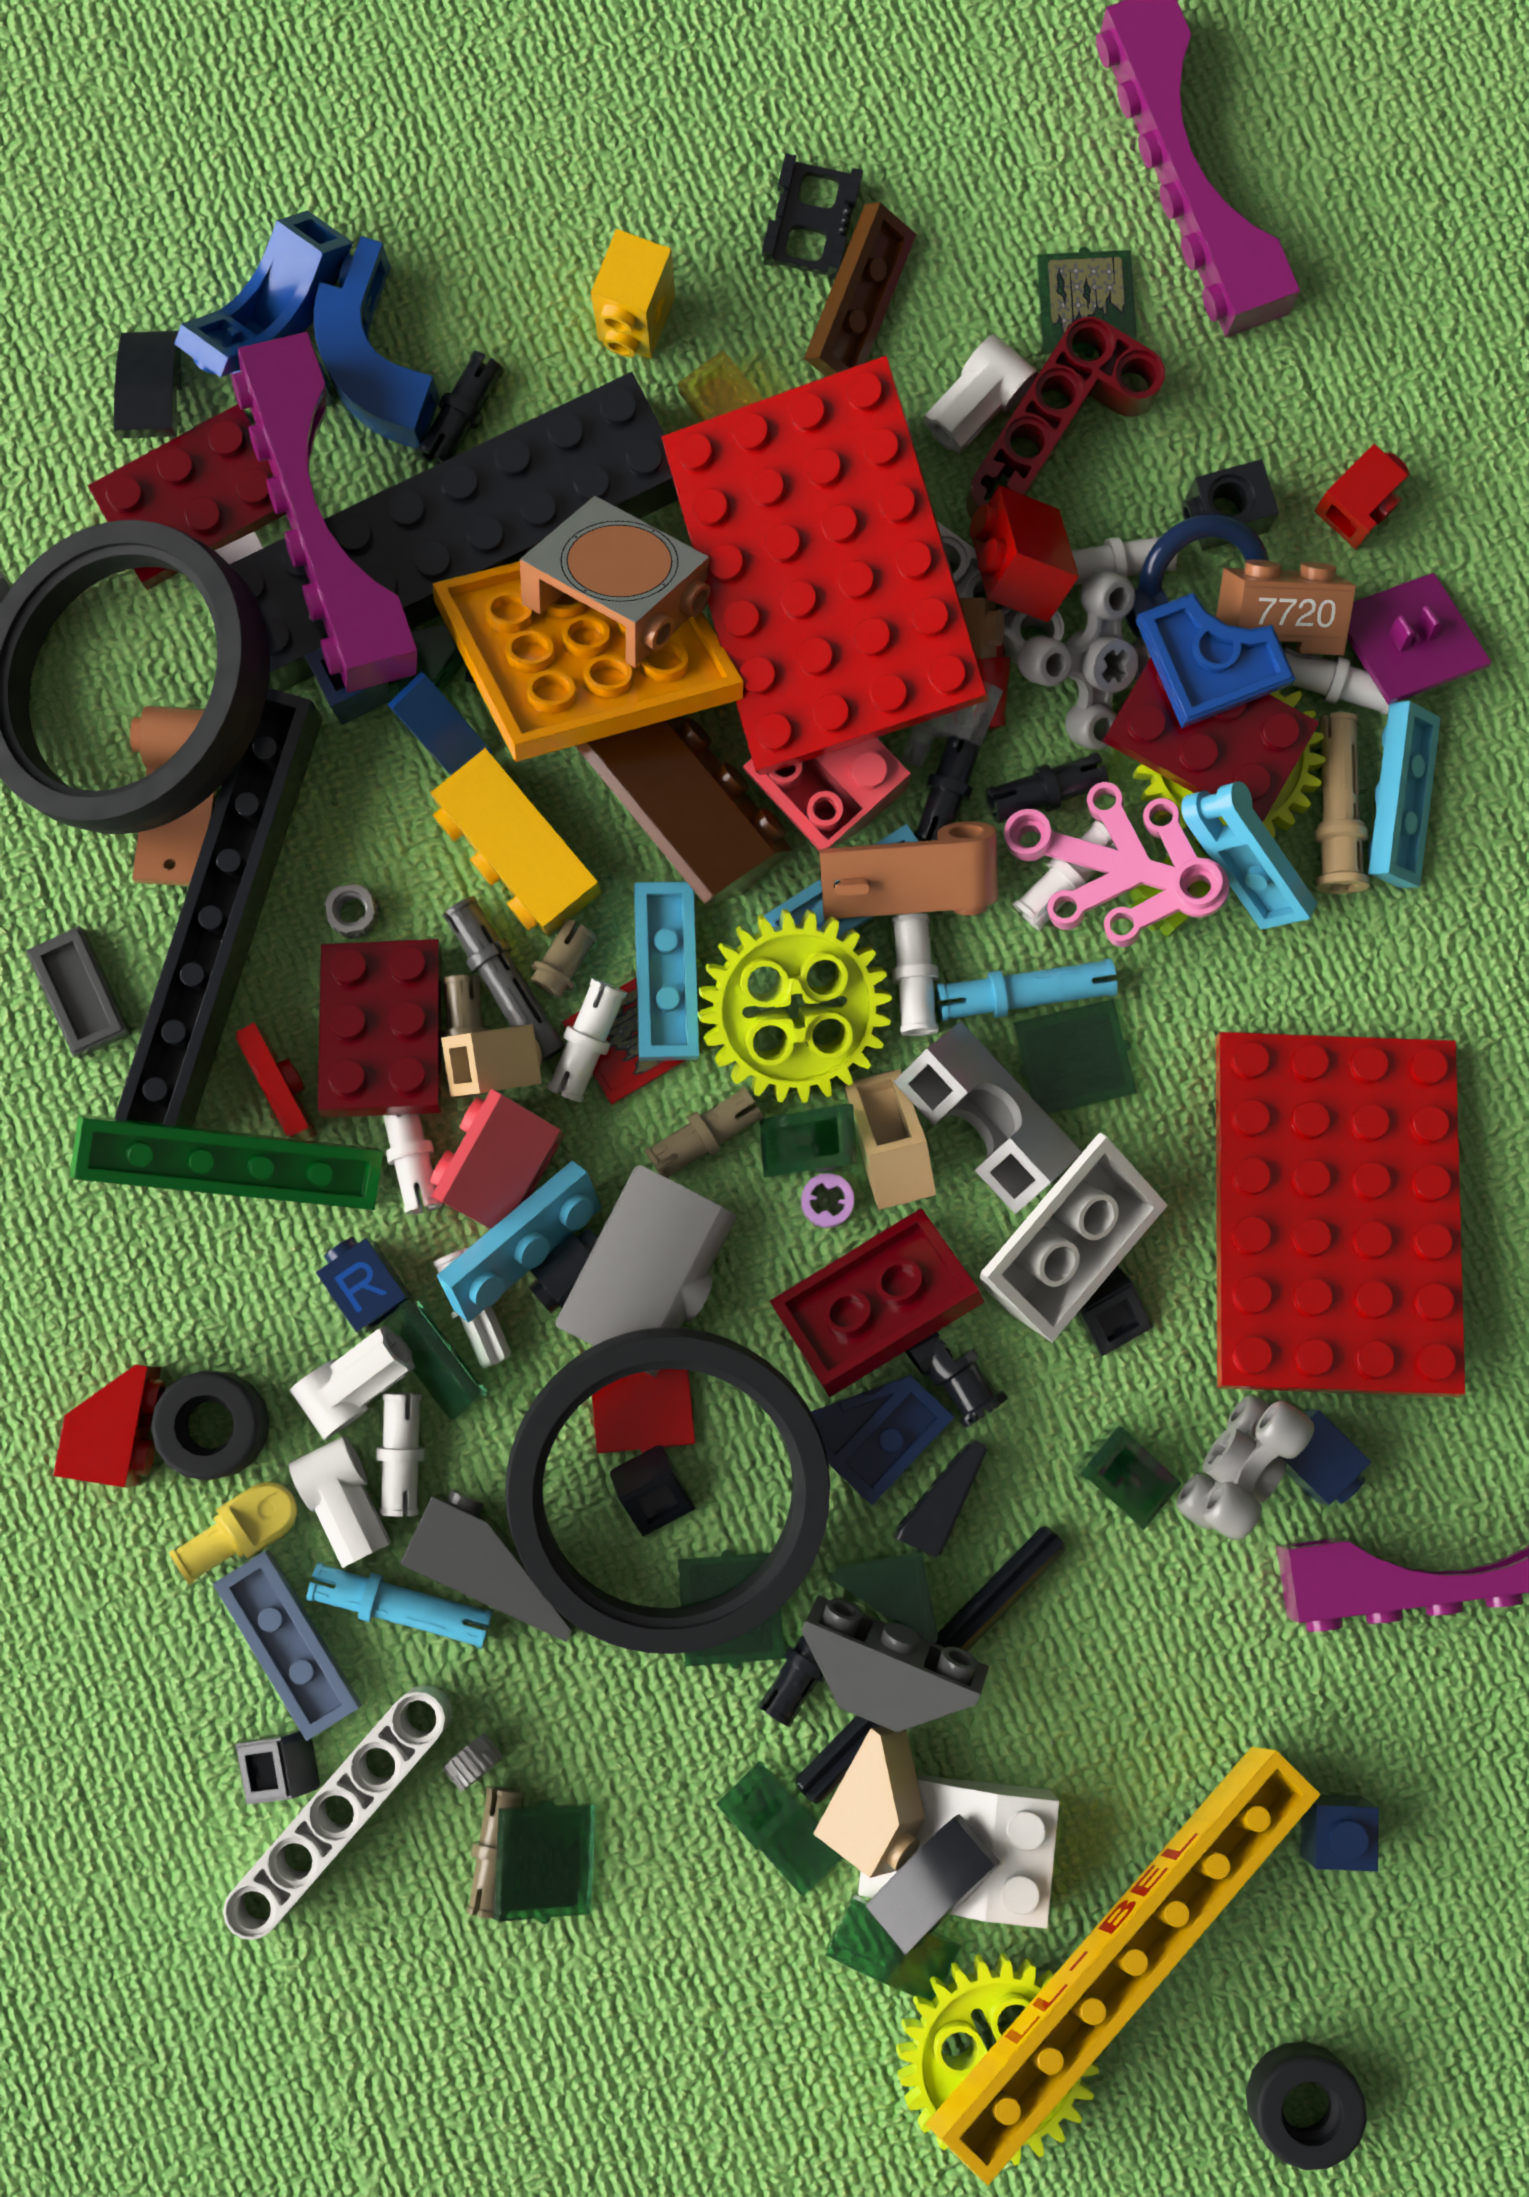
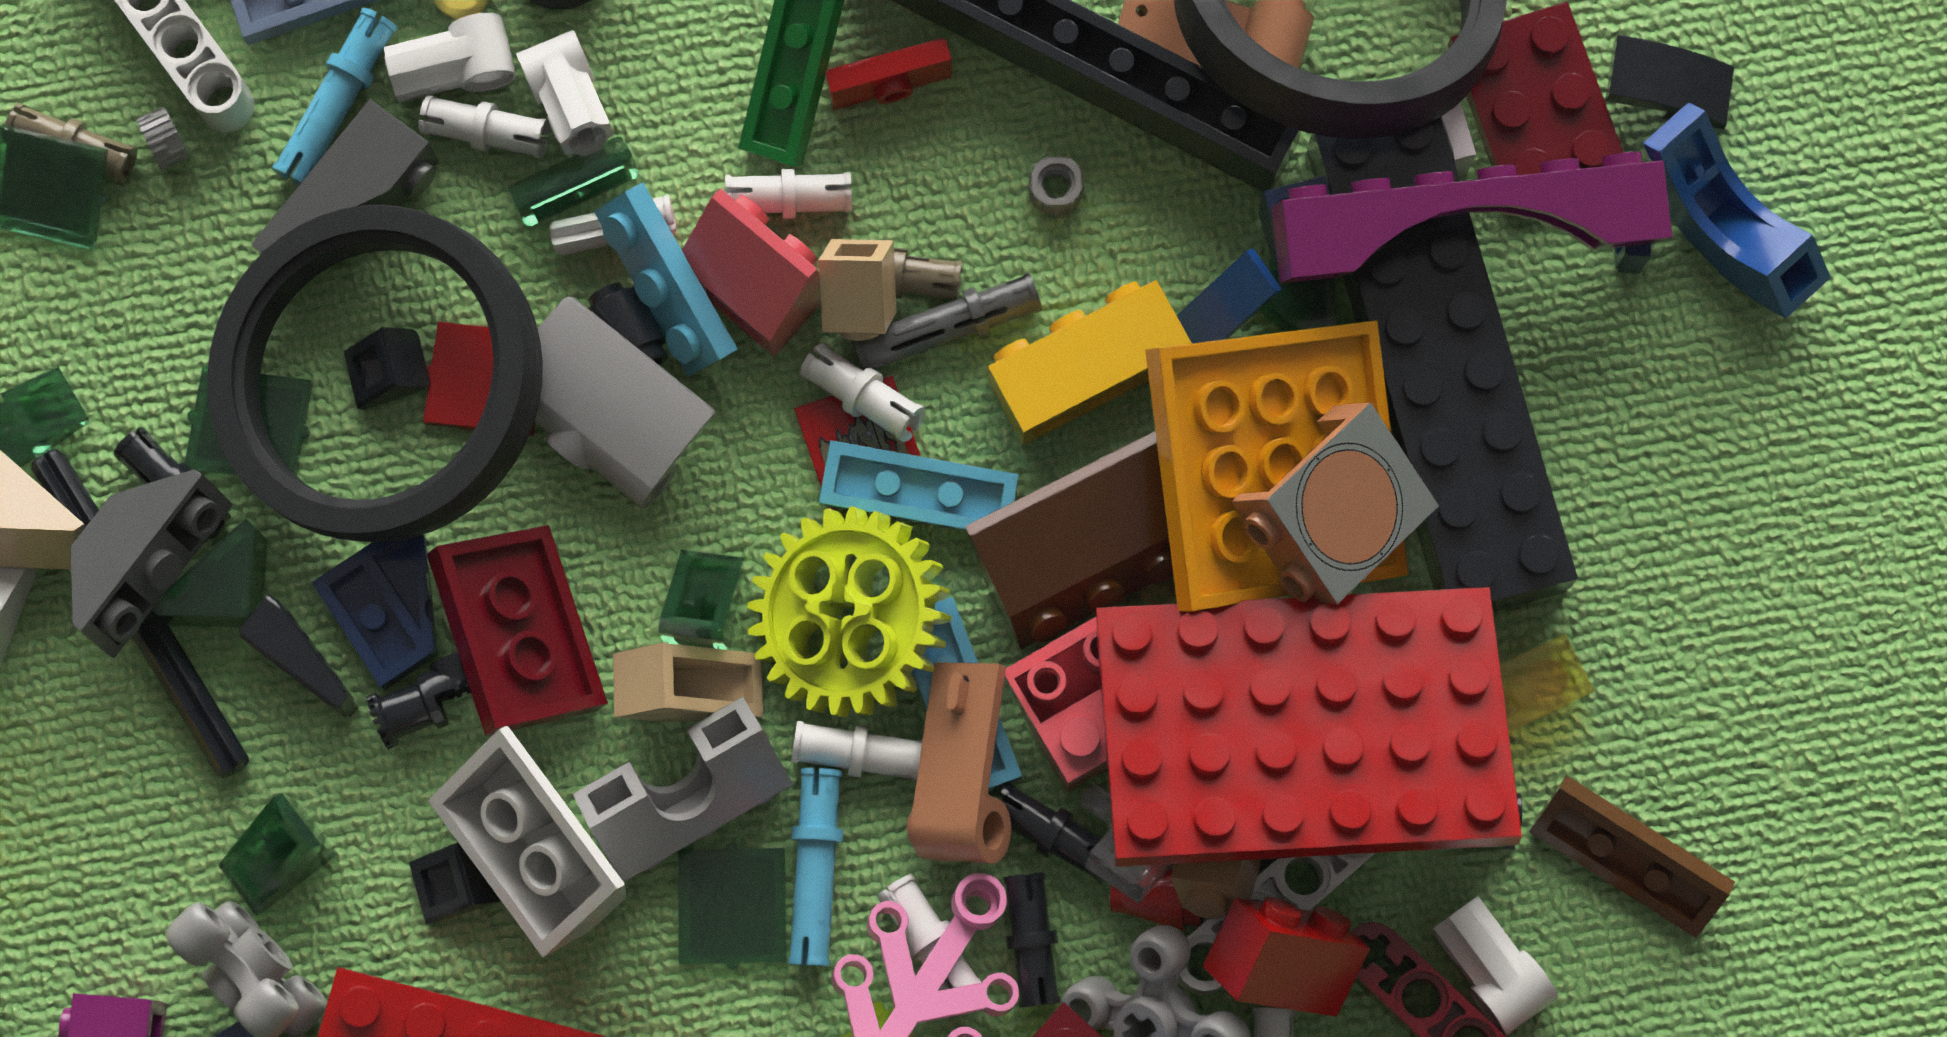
camera: 105 degrees right, 5 degrees down
(362, 1283) = (663, 121): dark blue brick -> none
(376, 391) = (1660, 293): blue arch -> none
(380, 1028) = (922, 187): dark red plate -> none
(461, 409) = (1580, 399): black pin -> none
(563, 959) = (956, 388): dark tan pin -> none
(633, 294) = (1666, 599): yellow brick -> none
(704, 1133) = (739, 495): dark tan pin -> none
(794, 214) = (1744, 807): black piece -> none
(829, 1182) = (620, 604): lavender bush -> none

